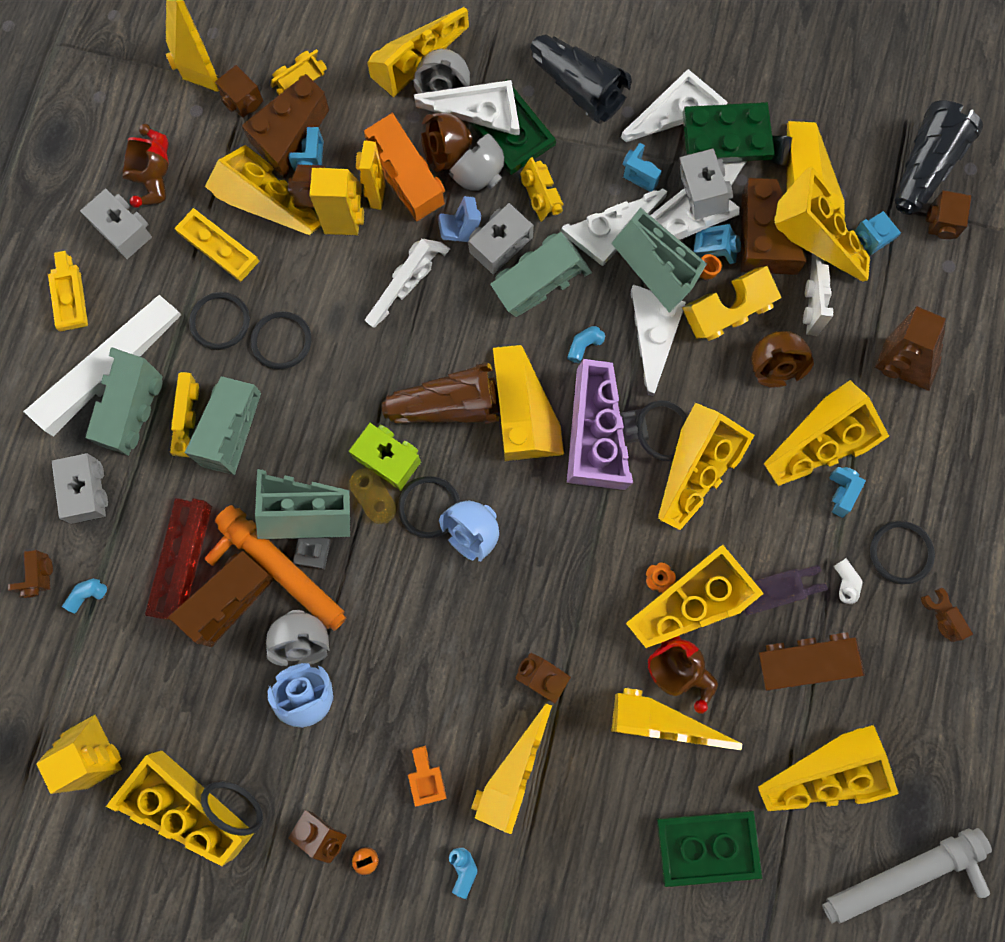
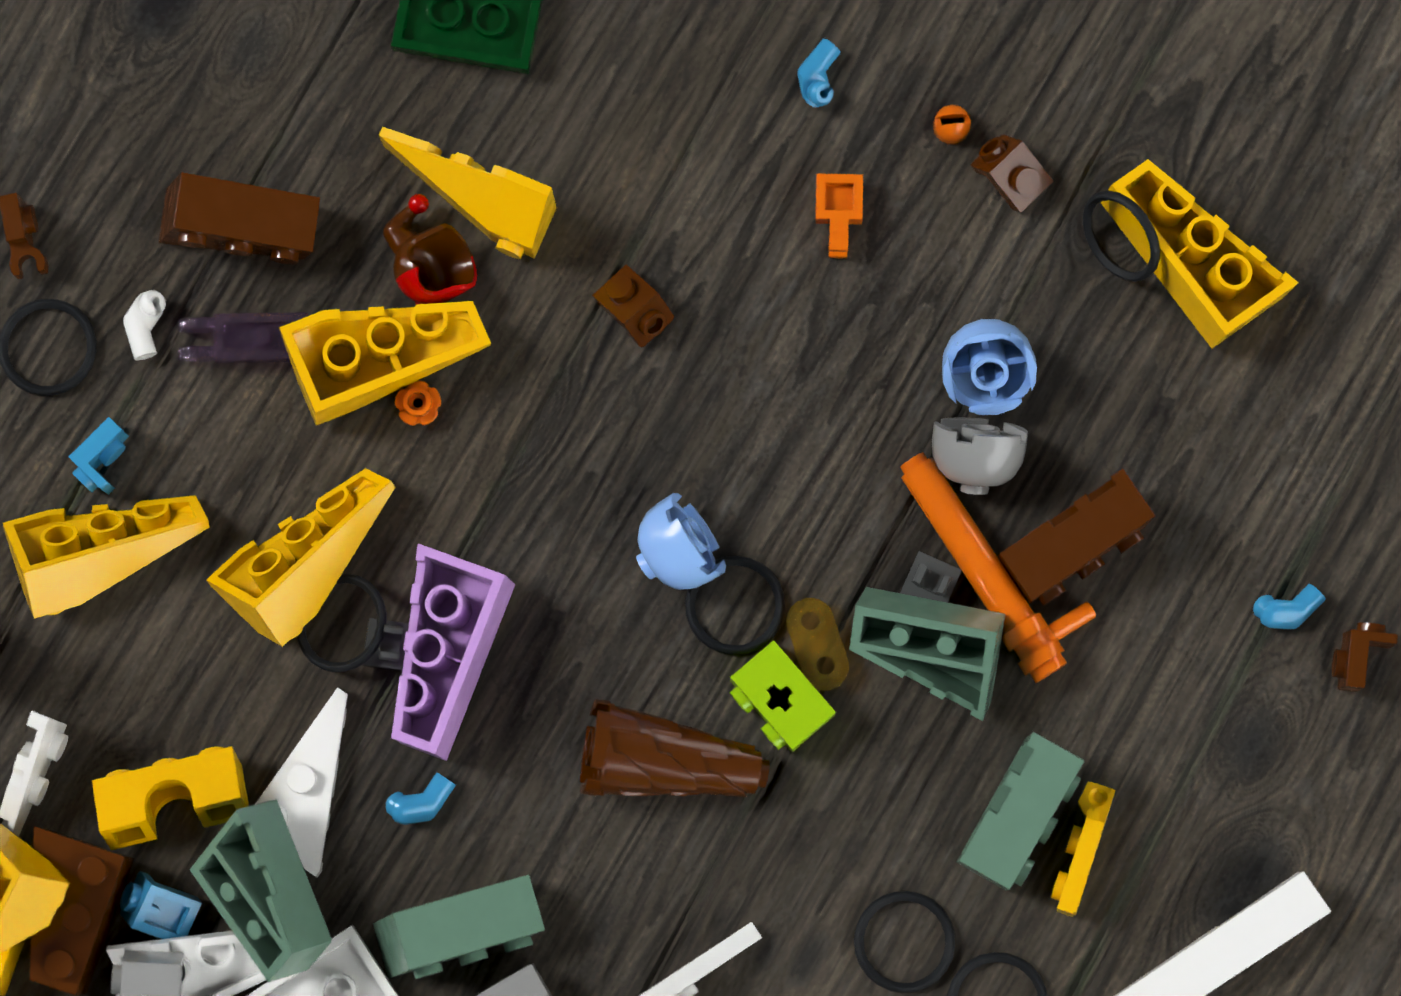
camera: 165 degrees left, 5 degrees up
(69, 478) = (1280, 797): light grey brick -> none
(79, 758) = (1322, 358): yellow wedge -> none
(125, 402) = (1173, 888): sand green wedge -> none
(185, 561) = (1121, 615): clear red fence -> none
(505, 790) = (733, 159): yellow wedge -> none
(525, 413) = (546, 712): yellow wedge -> none
(712, 268) = (177, 873): orange hinge -> none
(781, 358) = (126, 688): reddish brown cylinder -> none
(840, 770) = (245, 69): yellow wedge -> none

